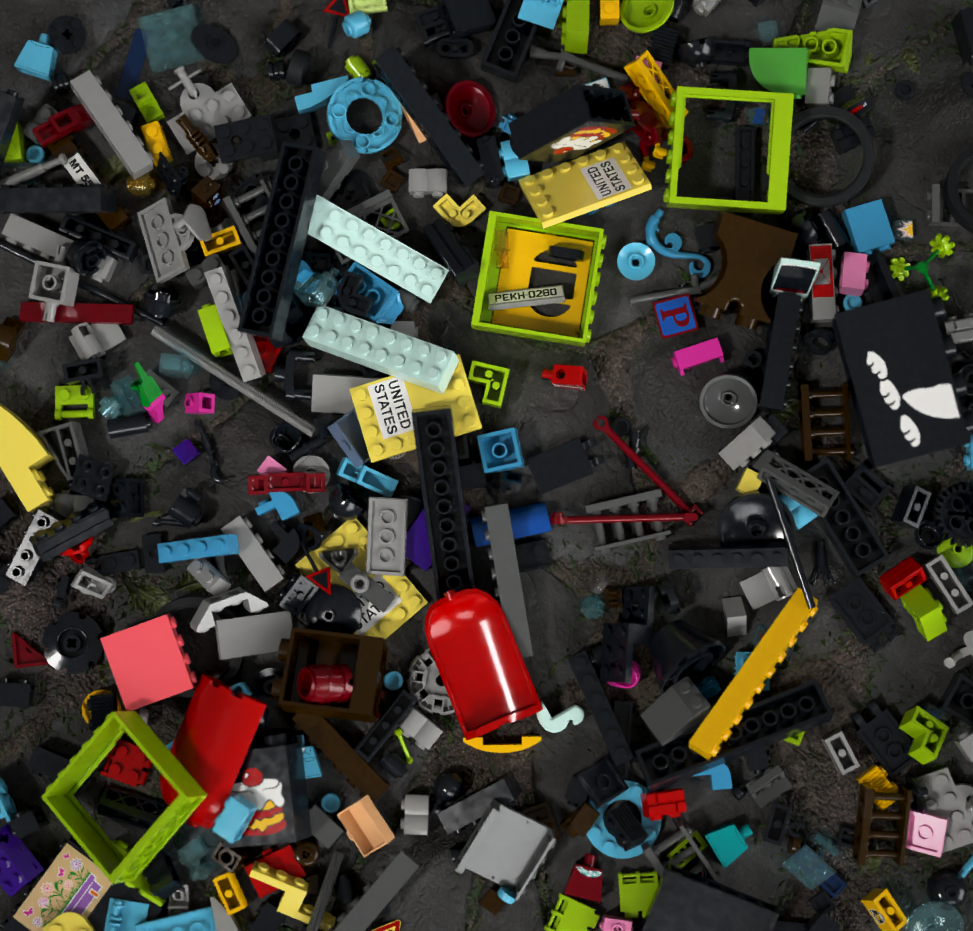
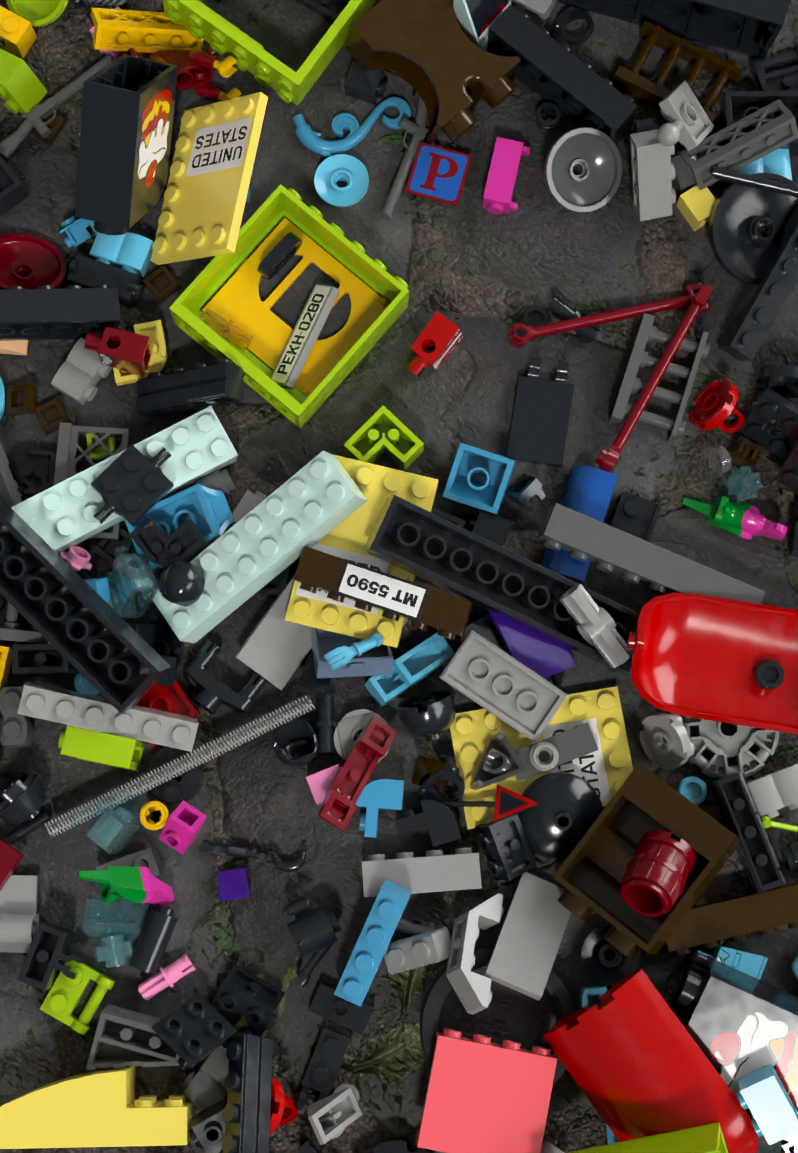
camera: 60 degrees left, 5 degrees down
(113, 445) = (166, 977): none -> bright pink axle
(193, 380) = (147, 815): none -> yellow cone
(315, 248) = (77, 558): none -> bright pink plate
(333, 318) = (181, 583): none -> black hair
(347, 435) = (344, 654): none -> medium azure piece
(372, 254) = (132, 485): none -> black plate
(395, 435) = (384, 592): none -> brick
(411, 648) = (678, 745): none -> light grey plate
(449, 567) = (596, 625): none -> light grey piece
(451, 205) = (132, 350): none -> dark red torso
(484, 685) = (768, 675): none -> black tile
(569, 615) = (738, 519): none -> animal
(628, 563) = (715, 405): none -> red tile
(786, 449) = (686, 117): none -> light grey plate

